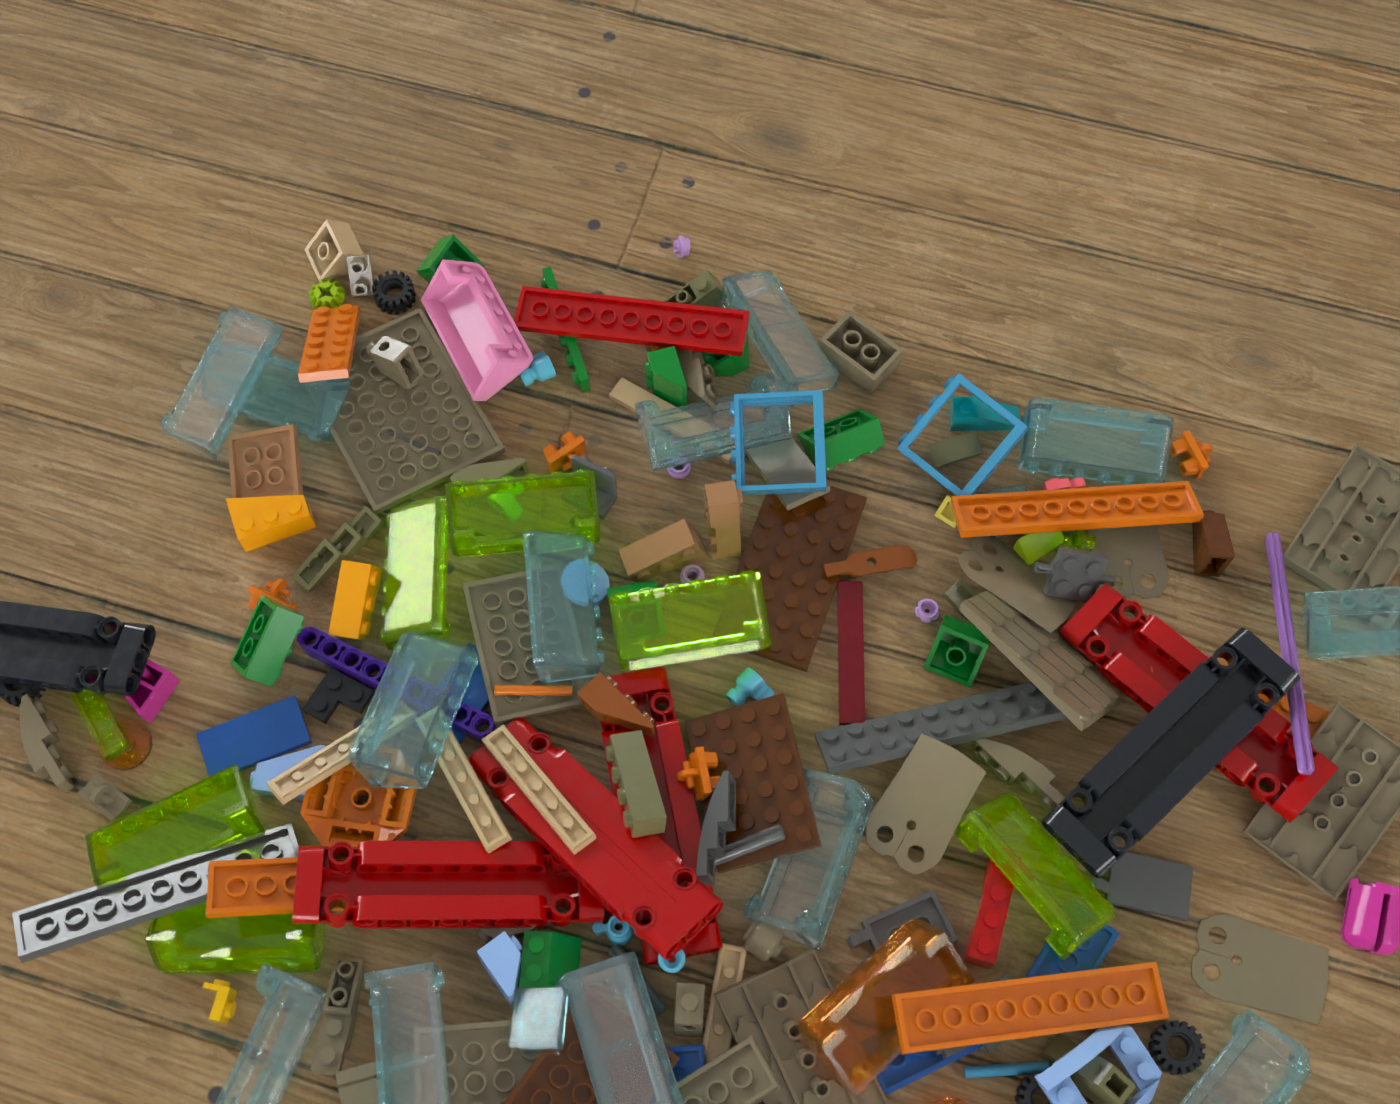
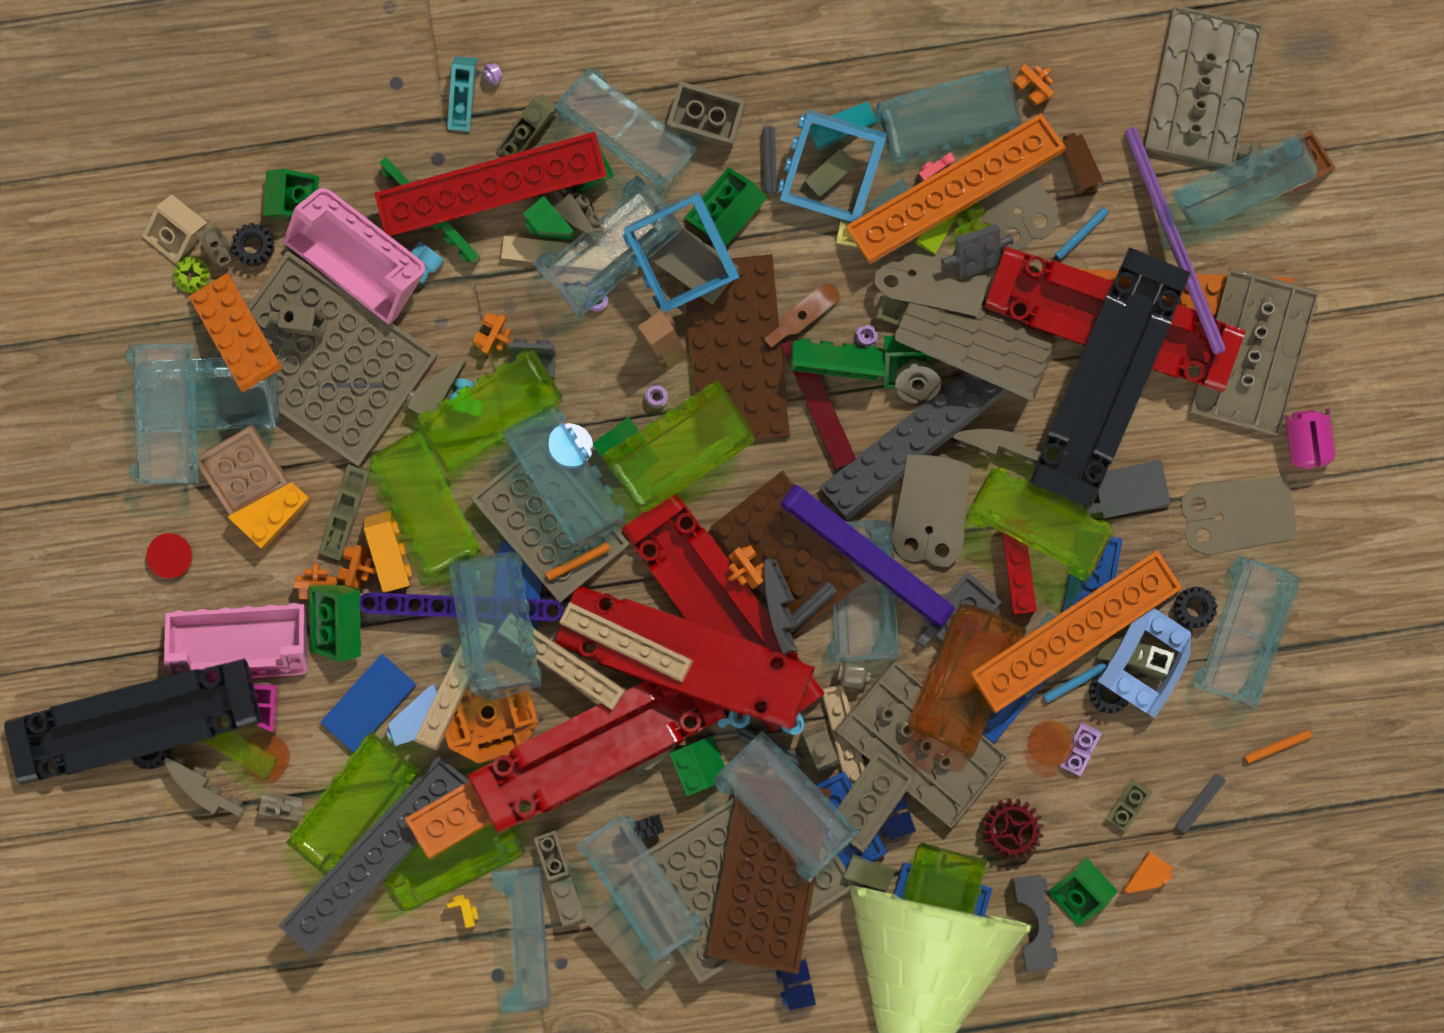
camera: 25 degrees left, 20 degrees up
(156, 516) = (169, 555): none -> red tile
(190, 627) = (267, 637): none -> bright pink windscreen
(319, 603) = (359, 566): none -> orange hips
(337, 689) = (411, 632): black plate -> none
(459, 1002) = (649, 826): none -> black tyre
(503, 963) = (667, 785): light blue slope -> none
(538, 1018) = (715, 812): clear light blue tile -> none
(610, 705) = (646, 546): dark orange slope -> none
(636, 784) = (702, 603): olive brick -> none
(646, 249) = (462, 93): none -> teal slope
(663, 551) = (623, 388): medium nougat wedge -> none
(748, 685) = (748, 472): medium azure piece -> none
(835, 819) = (867, 555): none -> dark purple beam
(886, 617) = (837, 360): none -> green slope
(902, 417) = (769, 159): none -> dark grey axle
(958, 684) = (915, 370): none -> dark tan plate
(1190, 608) = (1086, 229): none -> dark azure bar

